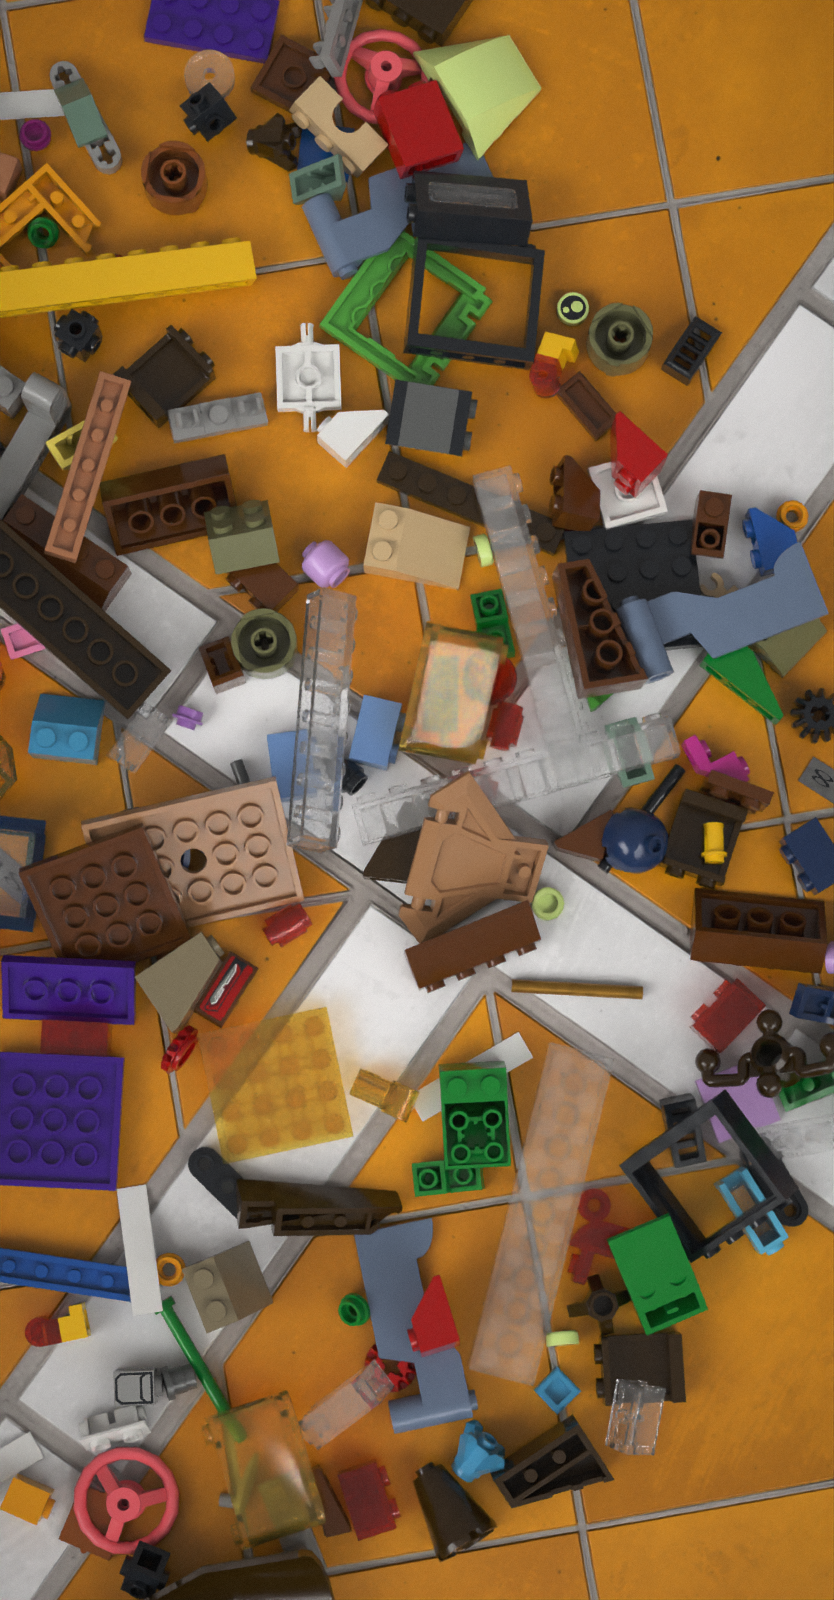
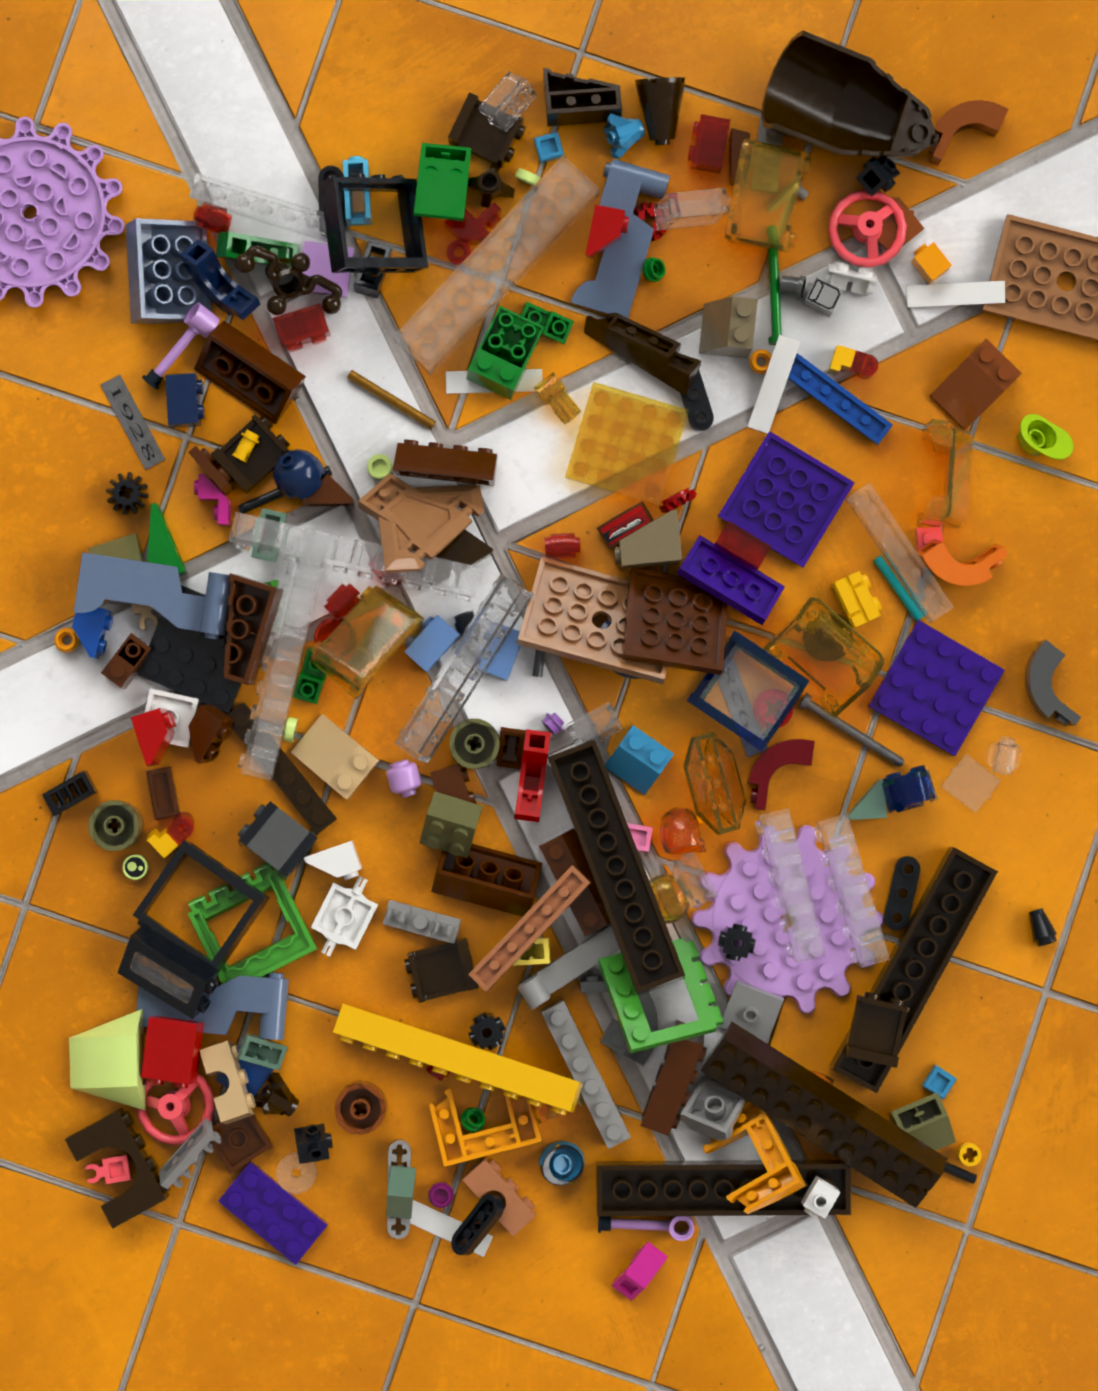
camera: 150 degrees left, 5 degrees up
(178, 641) = (532, 775): none -> red arch

